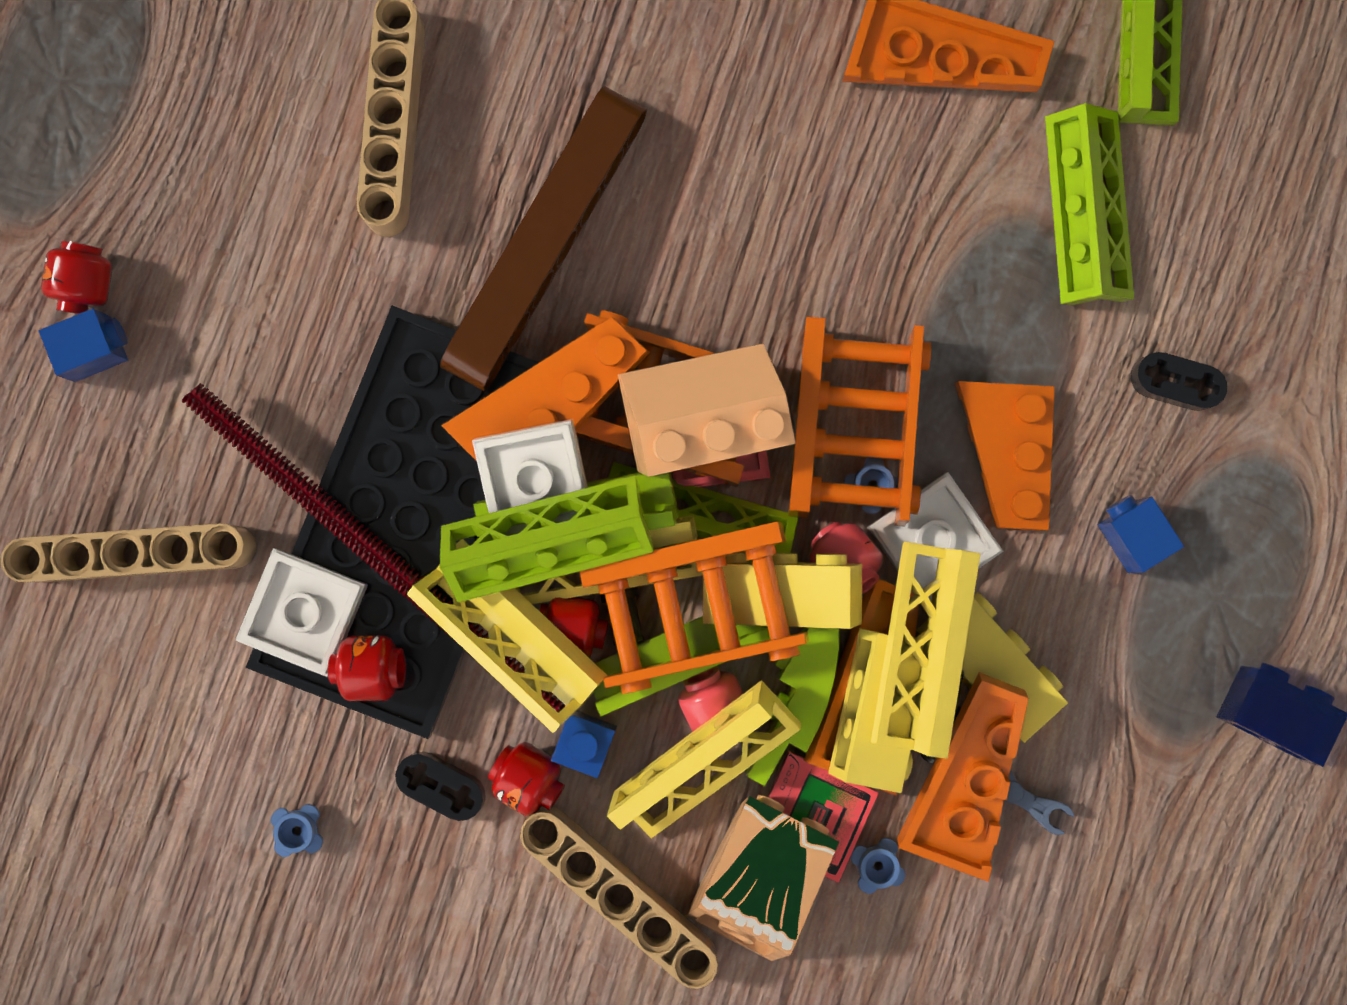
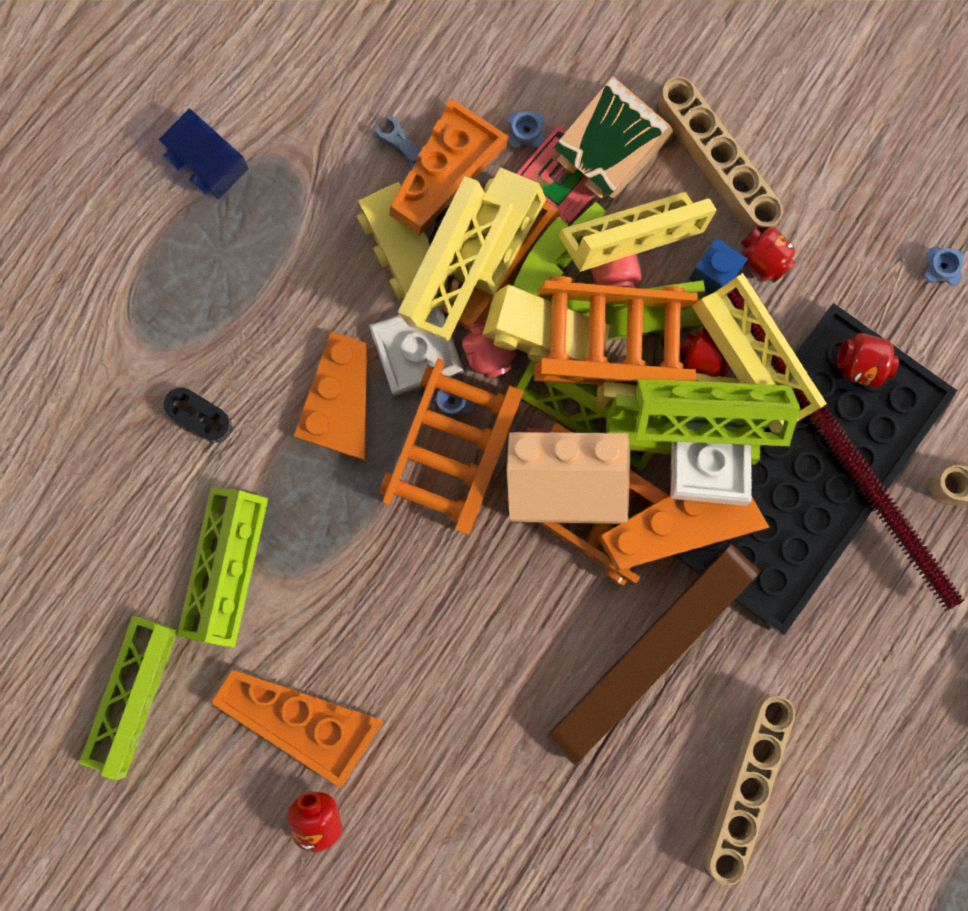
camera: 160 degrees left, 5 degrees down
(301, 611) = (906, 418): white tile -> none
(434, 796) = (826, 276): black beam -> none
(1139, 533) = (265, 309): blue brick -> none

